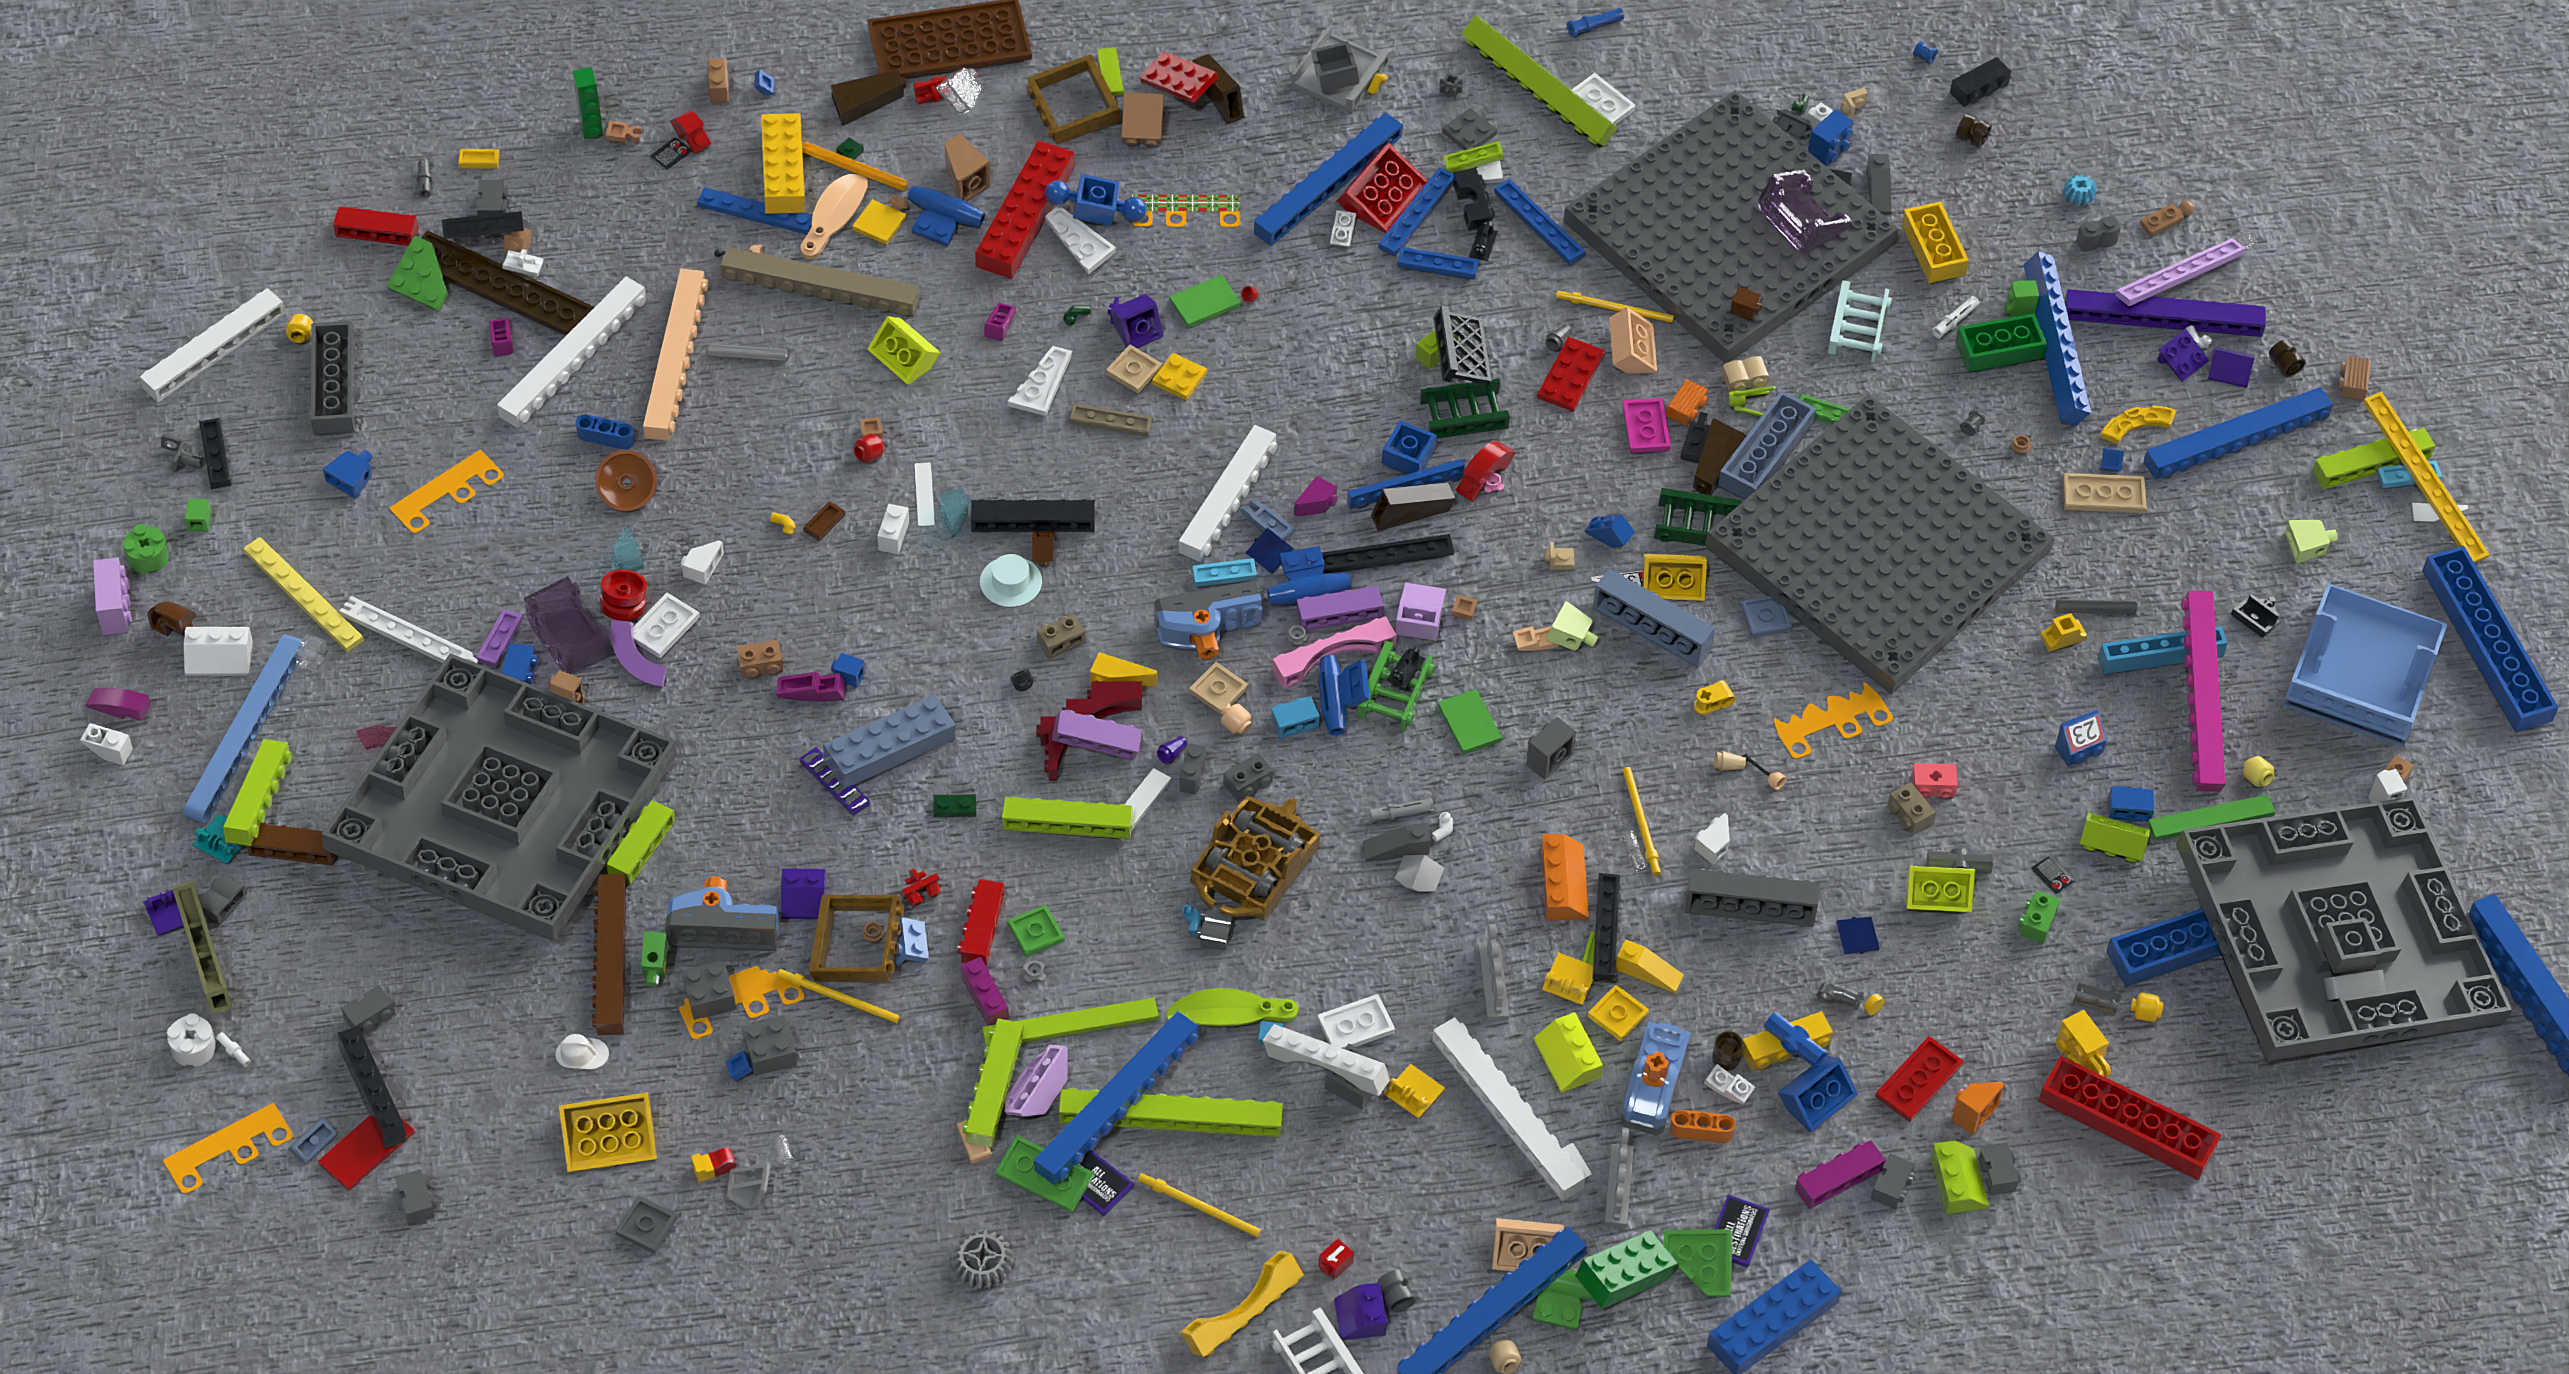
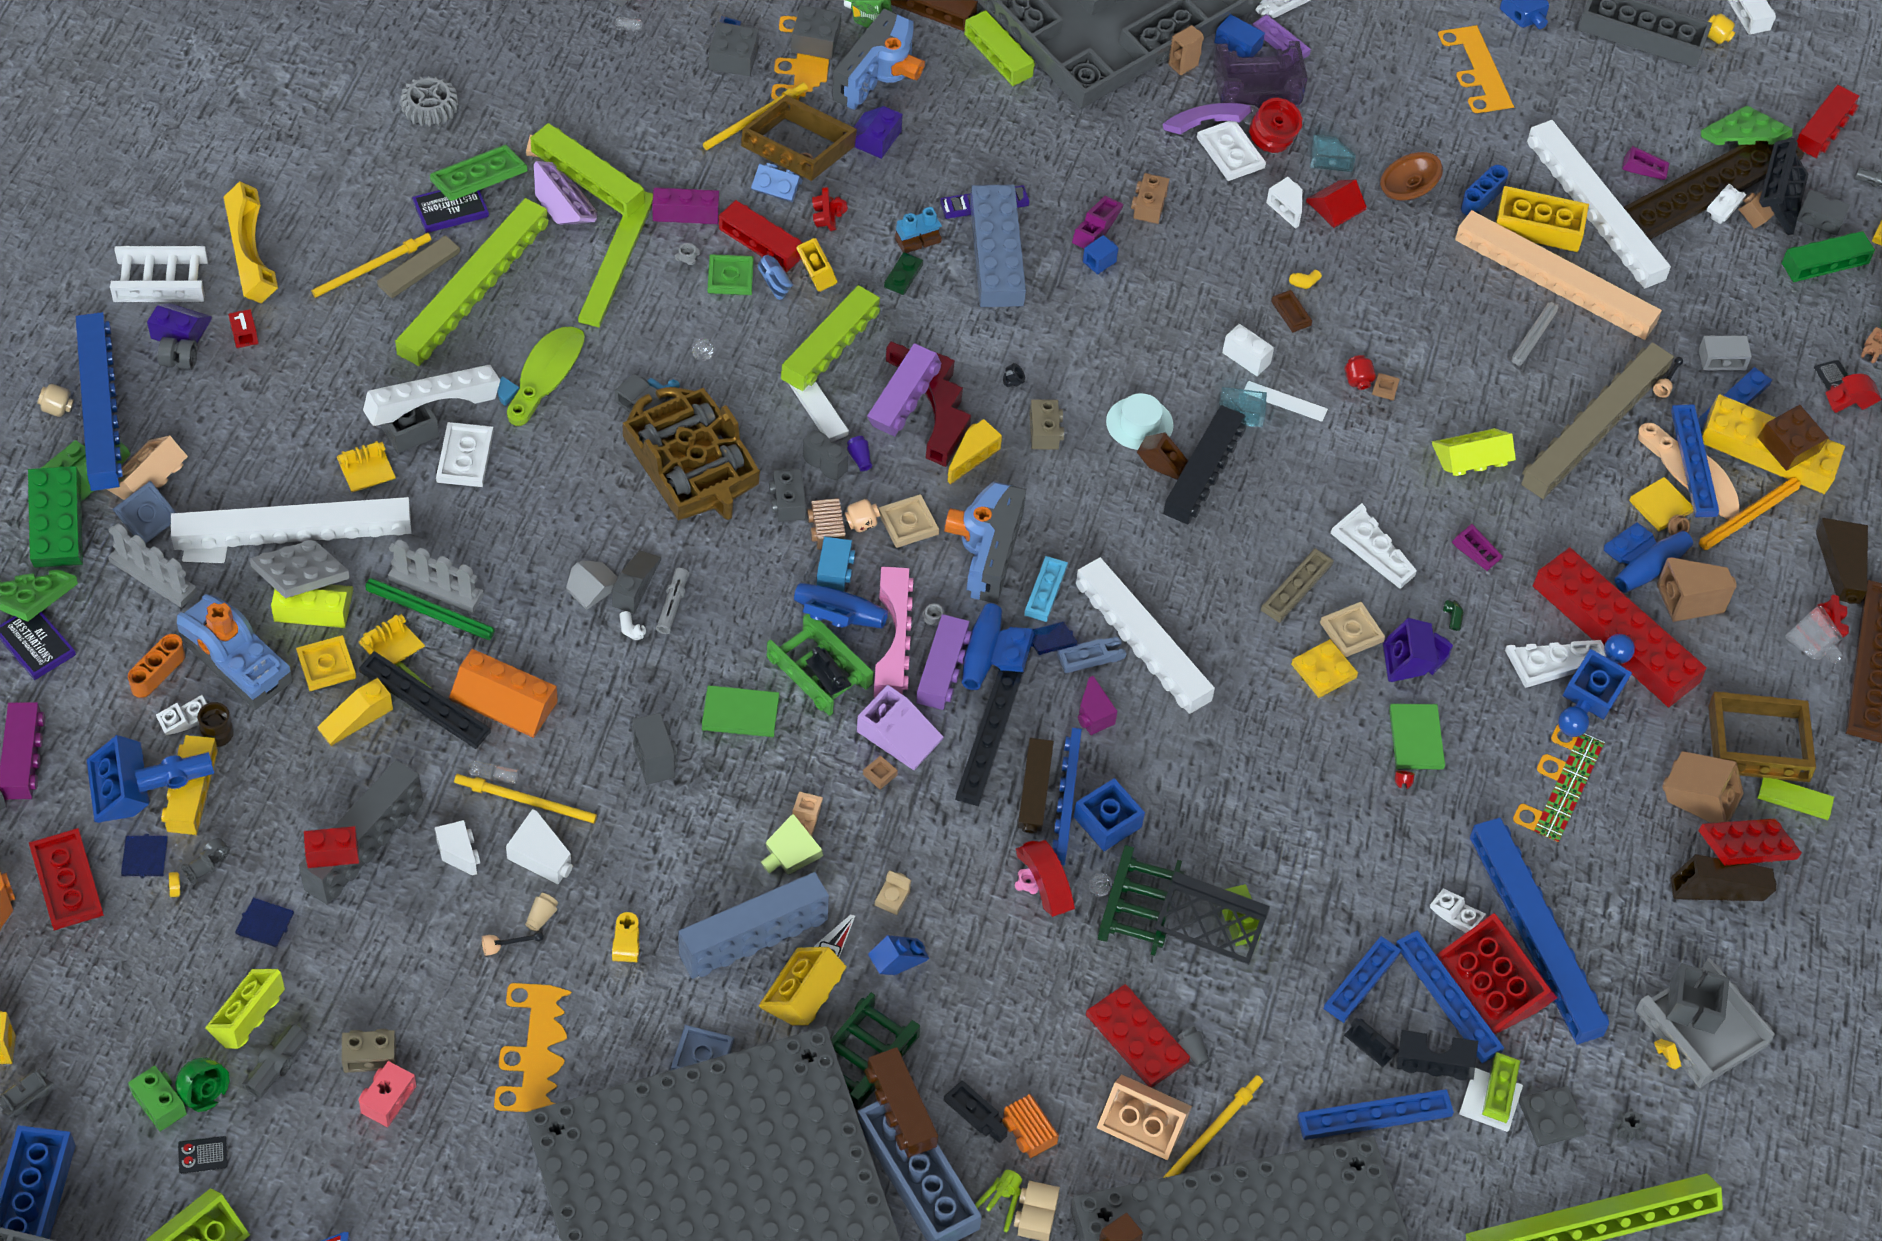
camera: 115 degrees right, 0 degrees up
(541, 185) = (1828, 256): none -> green brick
(620, 379) = (1543, 218): none -> yellow brick
(676, 532) = (1338, 202): none -> red slope
(697, 220) = (1724, 352): none -> light grey brick
(788, 135) = (1793, 437): none -> reddish brown brick
(834, 202) = (1695, 461): none -> blue plate
(850, 148) = (1776, 520): dark green plate -> none
(906, 807) = (918, 230): none -> dark azure hips
(995, 860) = (816, 264): none -> yellow brick
(1021, 891) = (775, 276): none -> medium blue arm
(1116, 1098) = (504, 233): blue brick -> none
(1134, 909) = (702, 349): none -> clear plate
(1177, 1168) = (418, 266): none -> dark tan tile
(1258, 738) = (826, 520): none -> medium nougat brick
(1467, 432) = (1100, 885): none -> clear plate
(1519, 972) = (430, 609): none -> green axle
(1553, 1067) = (299, 568): none -> light grey plate
(1572, 1214) = (145, 512): none -> sand blue tile
(1646, 425) = (1022, 1069): dark pink plate -> none
(1679, 787) = (539, 849): none -> white slope
(1717, 450) = (955, 1127): dark brown slope -> none
(1737, 459) = (901, 1102): none -> reddish brown brick
(1796, 880) = (331, 847): none -> red brick
(1861, 1044) = (144, 856): none -> clear blue piece
(2011, 893) = (201, 1083): none -> green cylinder

